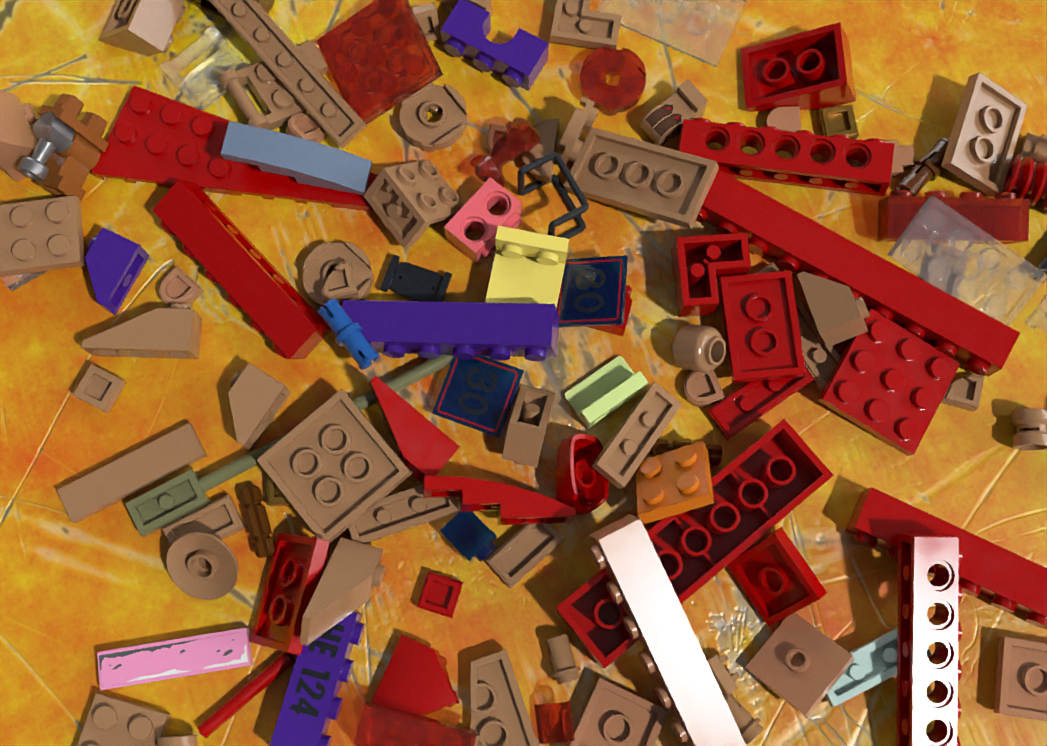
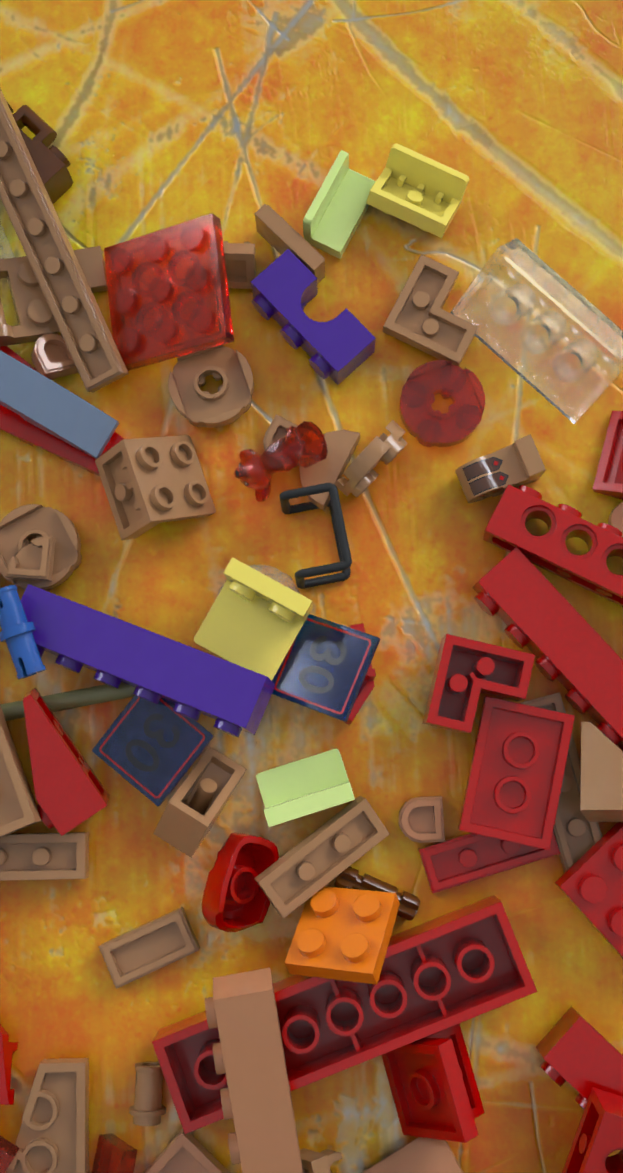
camera: 25 degrees right, 5 degrees up
(415, 281) = (126, 583): black piece -> none
(440, 594) = (34, 967): red tile -> none
(470, 536) = (88, 913): clear blue bracket -> none
(476, 216) = (222, 525): coral brick -> none
(512, 503) = (145, 897): red slope -> none
(643, 177) = (433, 542): medium nougat plate -> none
(698, 348) = (431, 774): medium nougat head -> none

